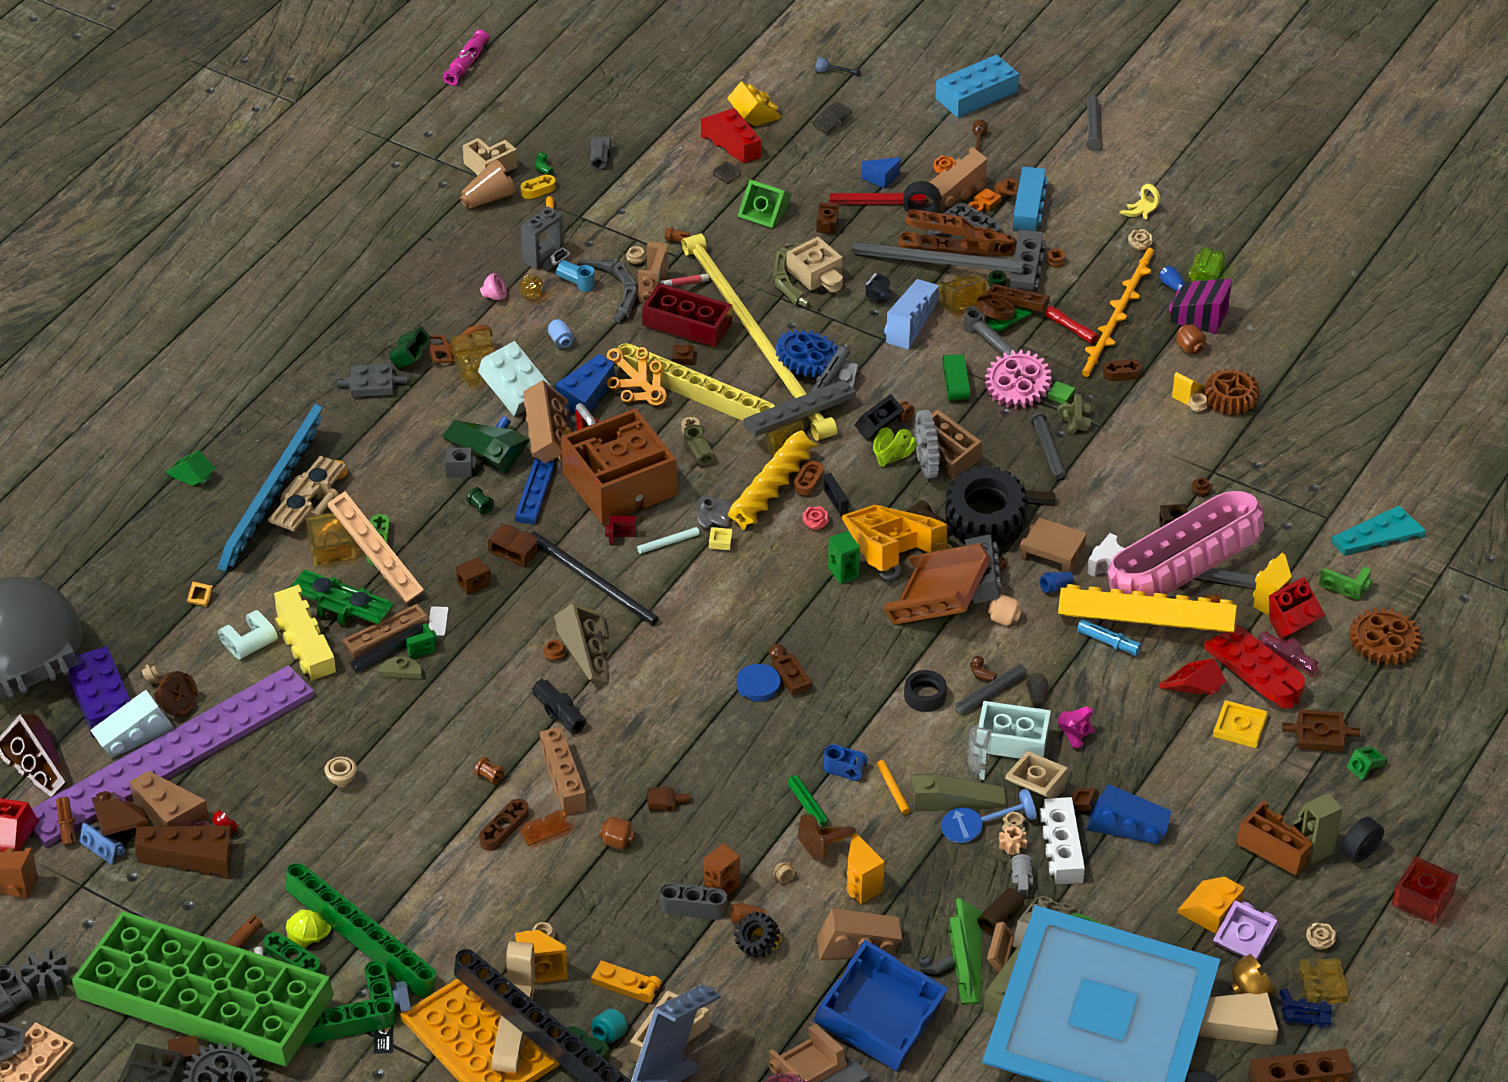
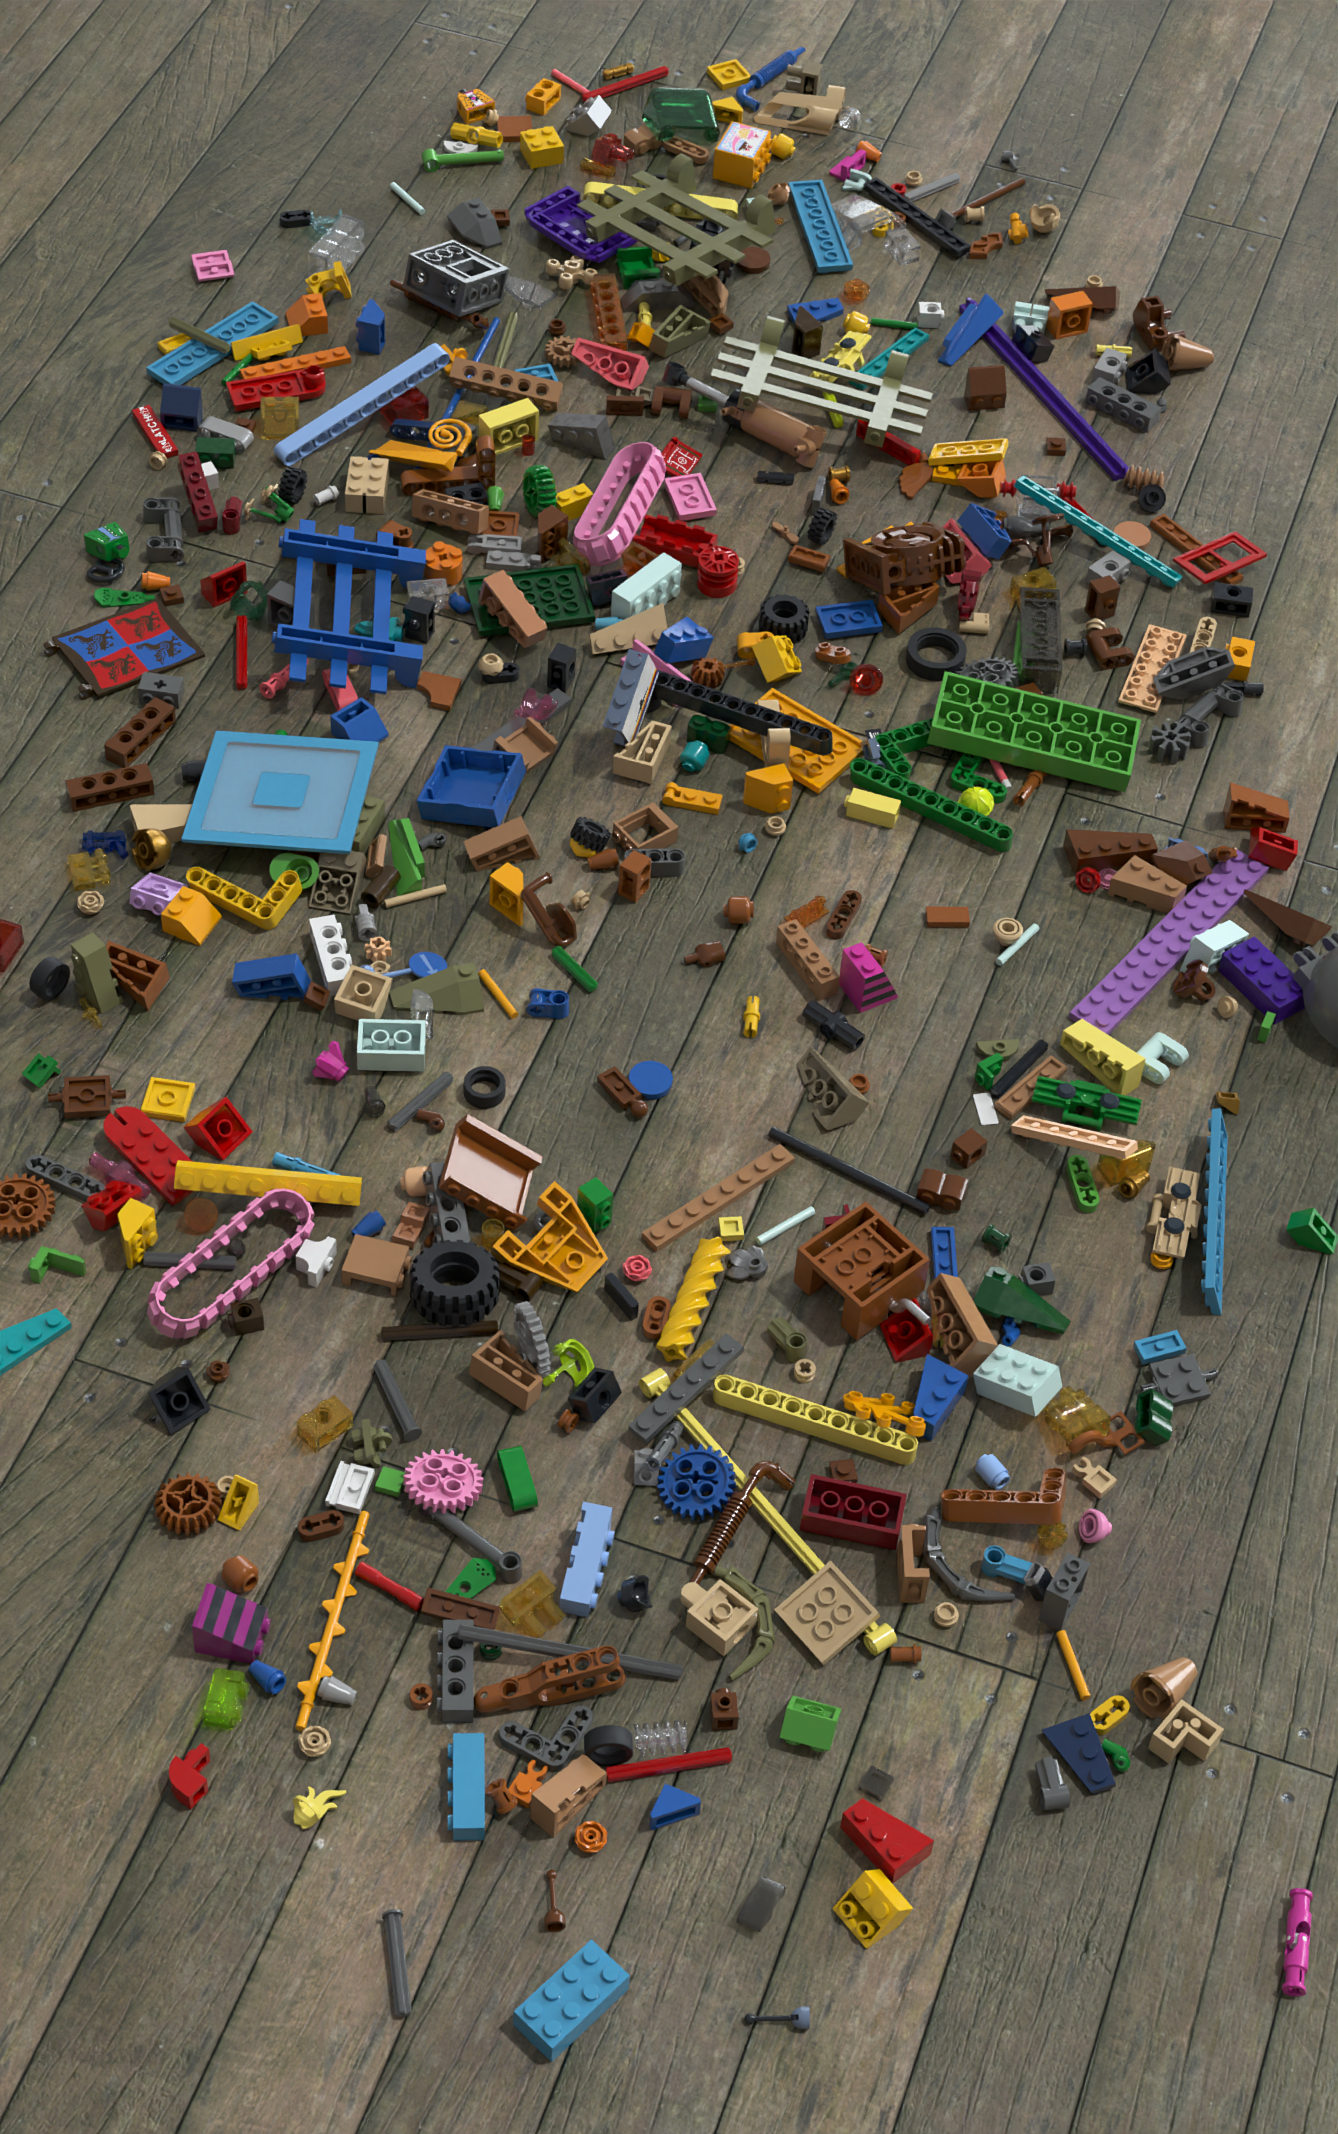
camera: 165 degrees right, 5 degrees up
(124, 649) = (1266, 1027): none -> bright green tile
(318, 779) = (1017, 945): none -> light aqua bar
(376, 403) = (1159, 1347): none -> dark azure plate
(393, 809) = (947, 916): none -> dark orange tile
(426, 935) = (872, 808): none -> light yellow brick
(475, 317) = (1096, 1479): none -> tan plate
(509, 732) = (864, 979): none -> dark pink slope
(555, 298) = (1008, 1506): none -> dark orange beam
(568, 167) = (1081, 1749): none -> dark blue wing
(581, 916) = (747, 842): none -> dark azure plate
(638, 728) = (751, 1016): none -> yellow pin
(671, 928) = (656, 818): none -> medium nougat window
(686, 280) = (876, 1563): coral bar -> none
(722, 571) = (717, 1198): none -> medium nougat plate
(731, 257) = (827, 1613): none -> tan plate
(787, 322) = (733, 1516): none -> reddish brown piece
(880, 206) = (660, 1737): none -> clear piece
(950, 907) = (415, 896): none -> tan bar
(995, 308) = (485, 1578): reddish brown tile -> none
(1017, 580) = (411, 1225): none -> nougat slope
(1096, 388) = (350, 1487): none -> white plate
(1112, 432) = (319, 1435): none -> clear yellow brick
(1122, 265) = (336, 1691): none -> light grey cone
(1155, 908) = (244, 899): none -> yellow beam
(1235, 228) = (185, 1777): none -> red brick
(1239, 466) = (178, 1399): none -> black slope
(1362, 672) = (62, 1183): none -> dark grey beam

